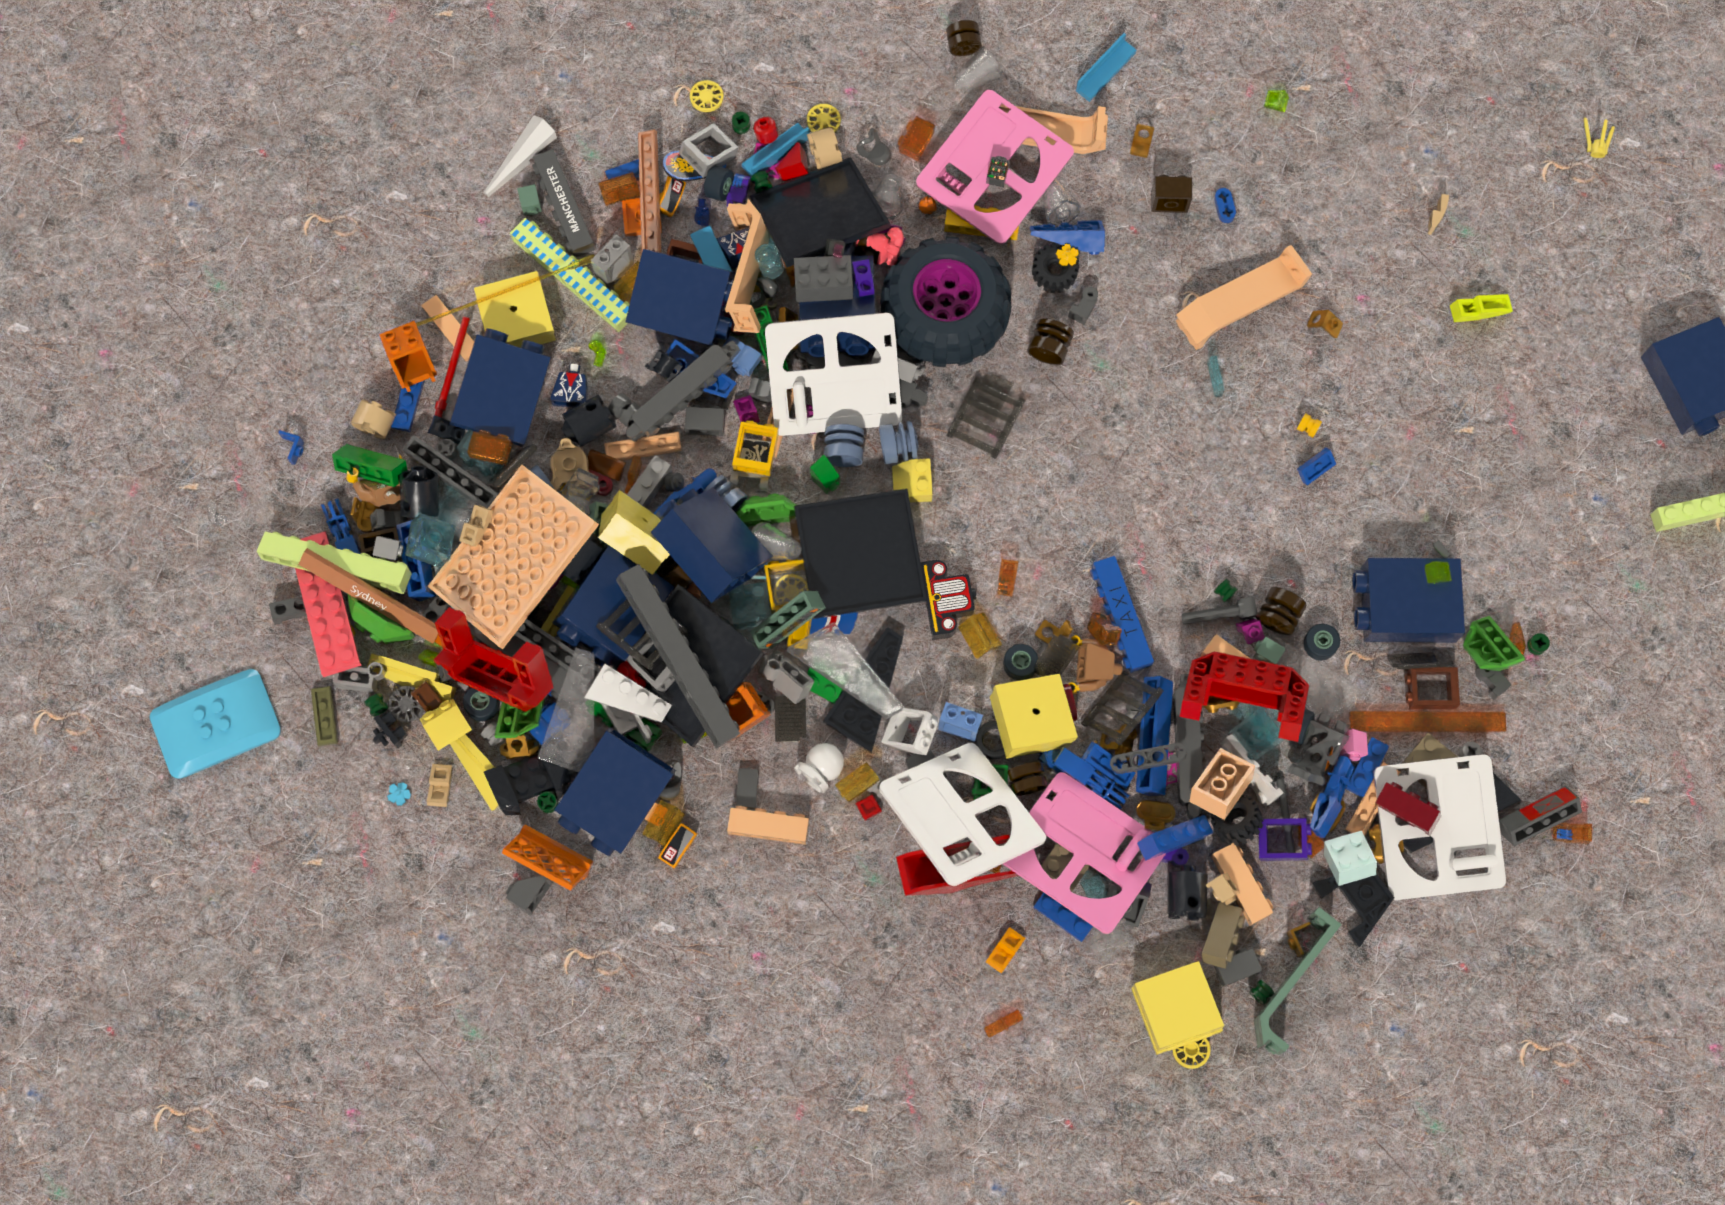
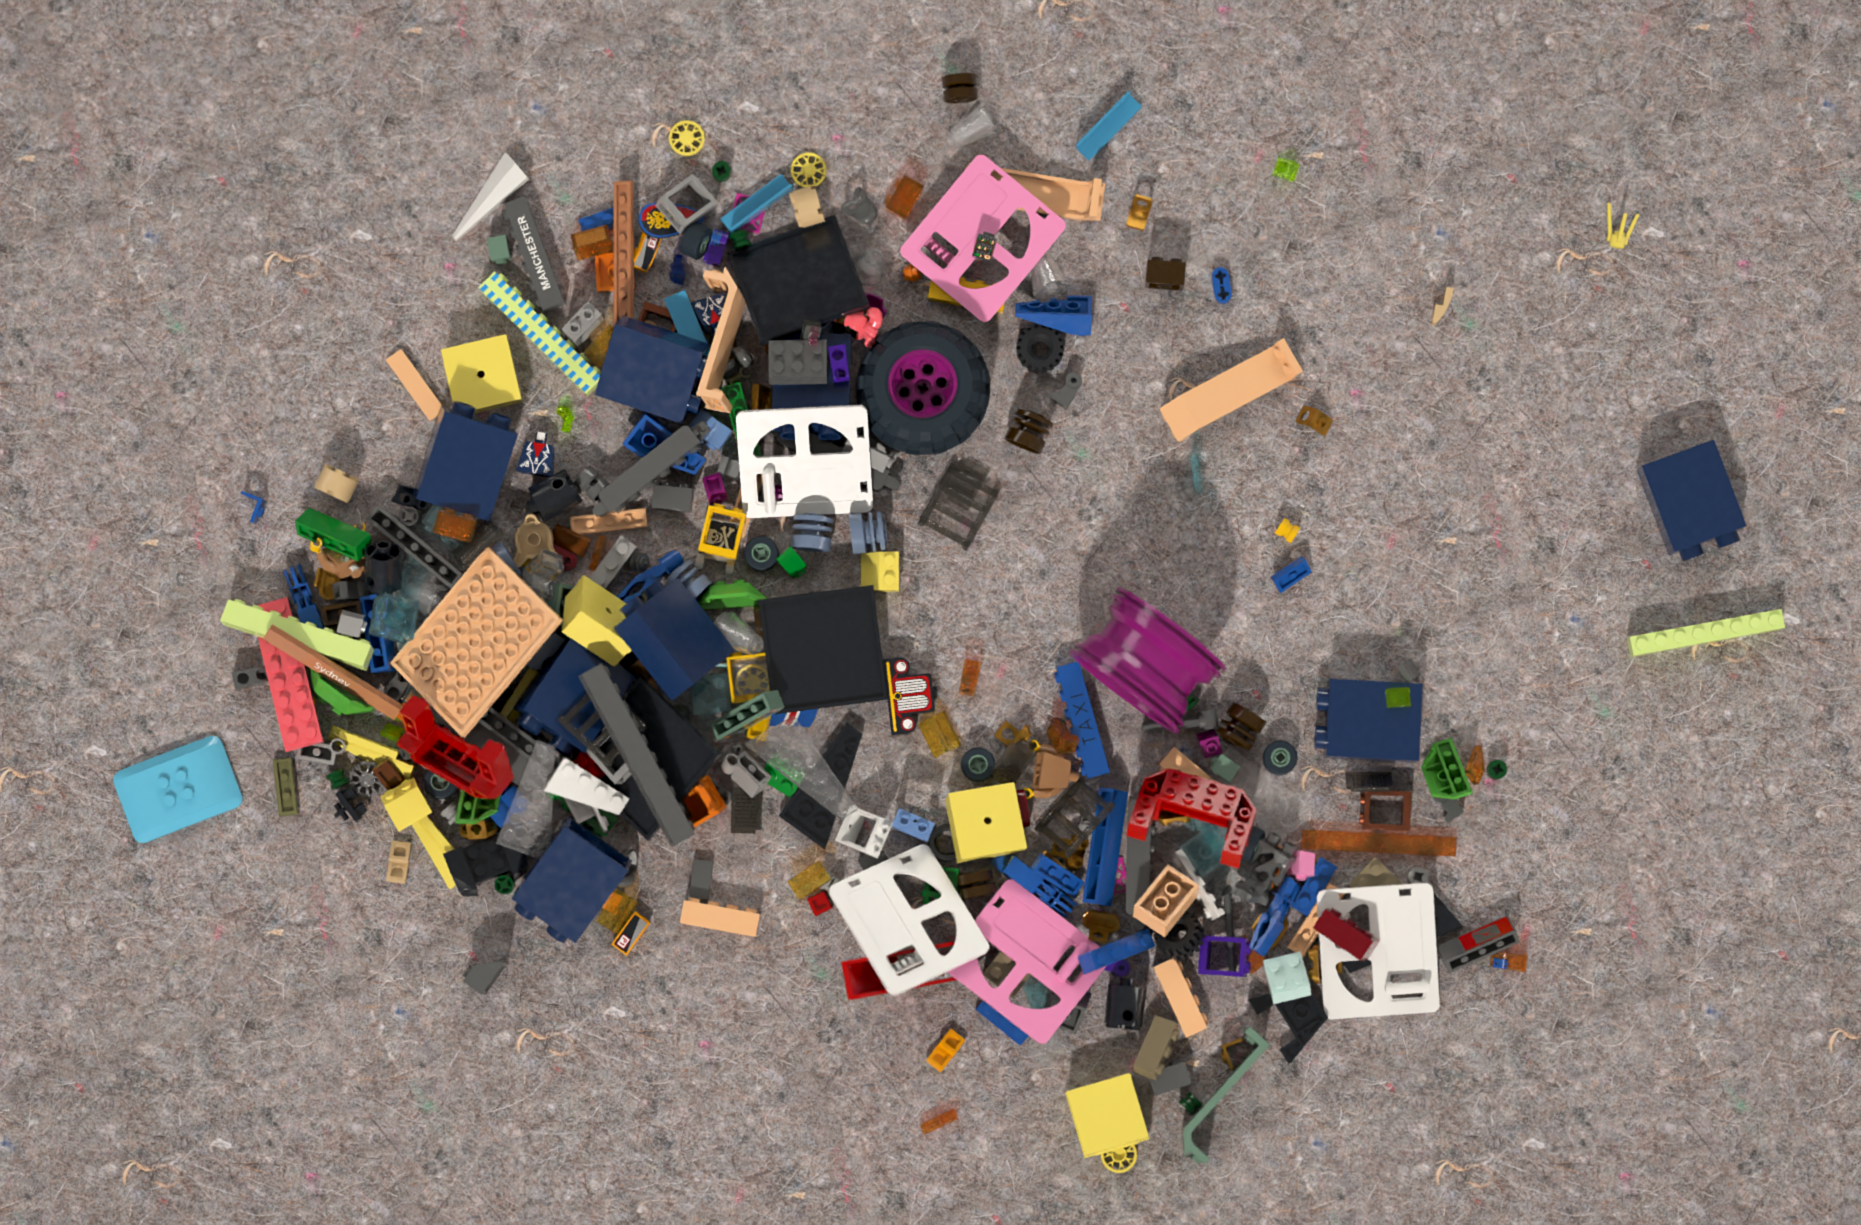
camera: 10 degrees right, 10 degrees up
(399, 794) = (358, 868): medium azure plant -> none
(407, 407) = (371, 464): blue plate -> none
(408, 355) = (373, 419): orange container -> none
(441, 405) = (404, 468): red bar -> none
(475, 529) = (438, 610): tan slope -> none
(555, 853) = (505, 934): orange fence -> none
(573, 265) = (544, 329): clear yellow piece -> none
(664, 365) = (633, 443): black piece -> none
(766, 130) = (747, 183): red head -> none
(769, 261) = (744, 334): clear light blue wheel -> none
(793, 164) = (775, 221): red slope -> none
(794, 462) = (761, 553): none -> black wheel
(822, 764) = (775, 861): white tile -> none
(1067, 255) = (1052, 338): yellow plant -> none
(1148, 760) = (1095, 872): dark grey beam -> none
(1188, 542) = (1147, 660): none -> magenta wheel
(1223, 889) = (1160, 1003): tan brick -> none
(1480, 307) = (1476, 411): neon yellow slope -> none

